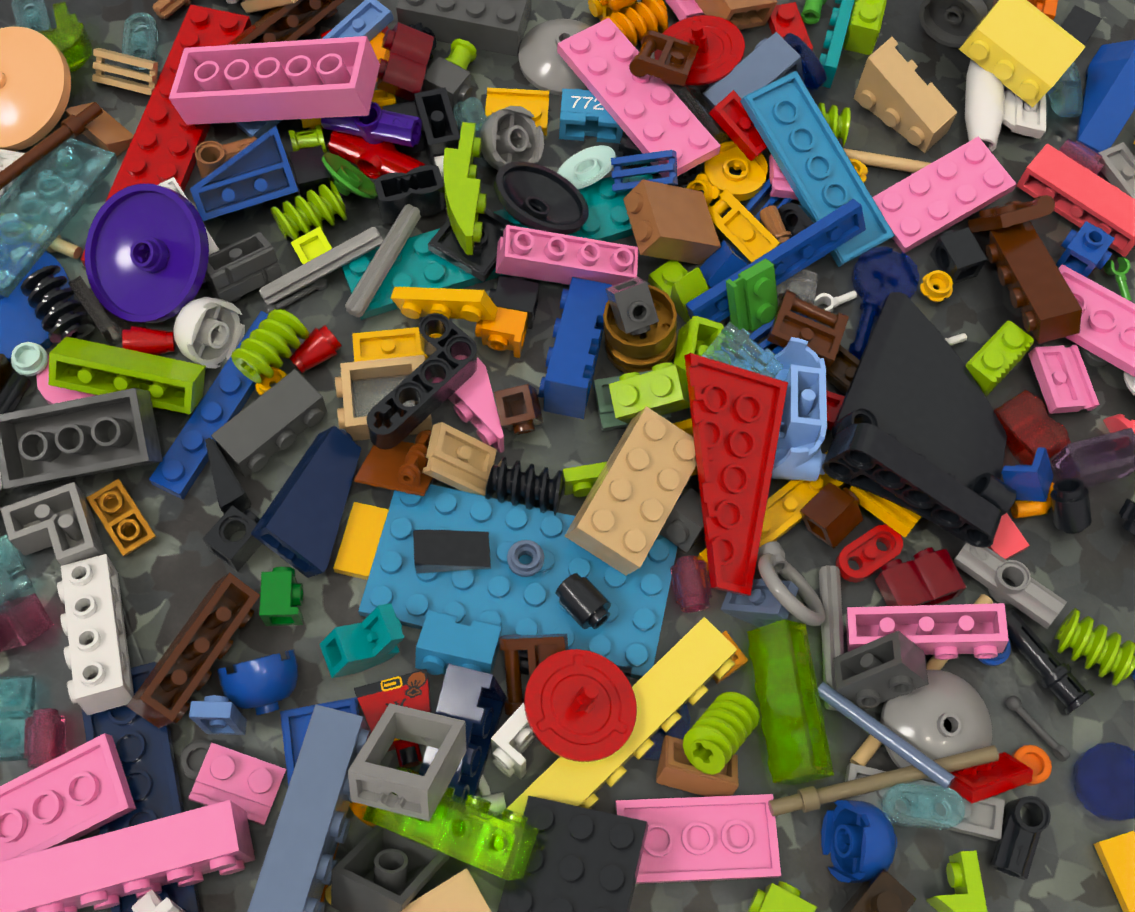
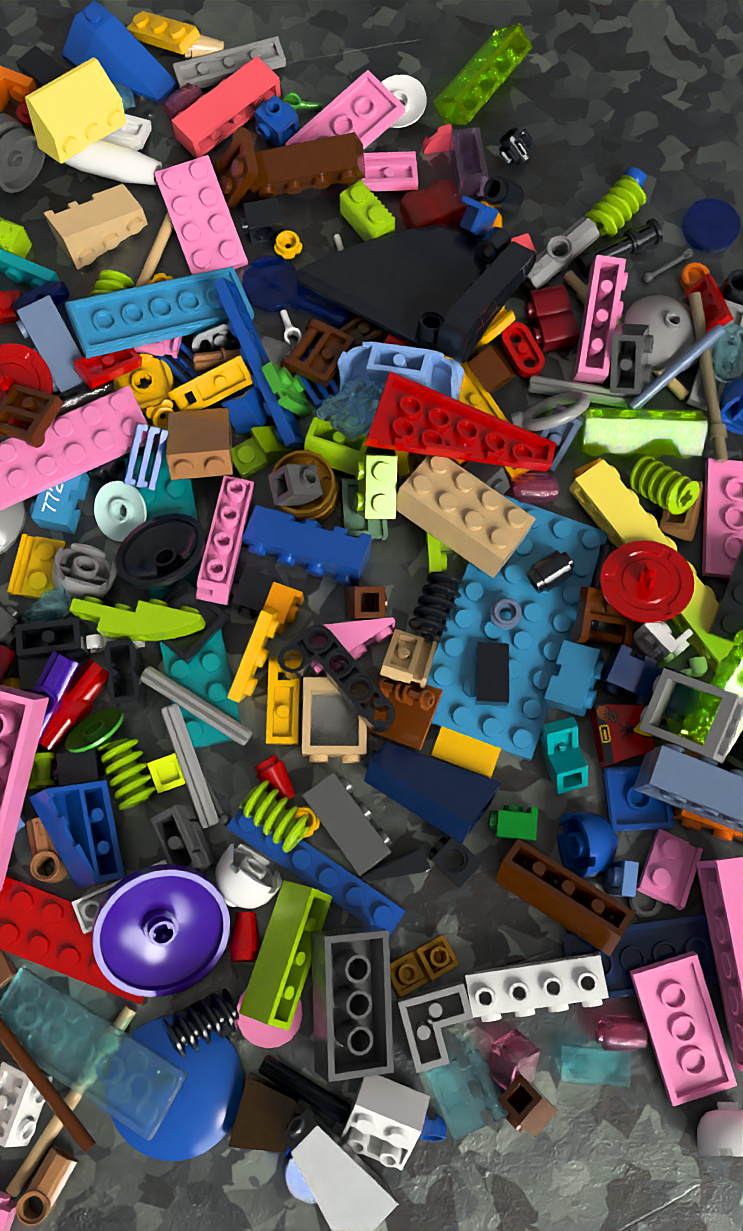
camera: 80 degrees left, 10 degrees up
(29, 359) = (248, 1054): light aqua plate -> none

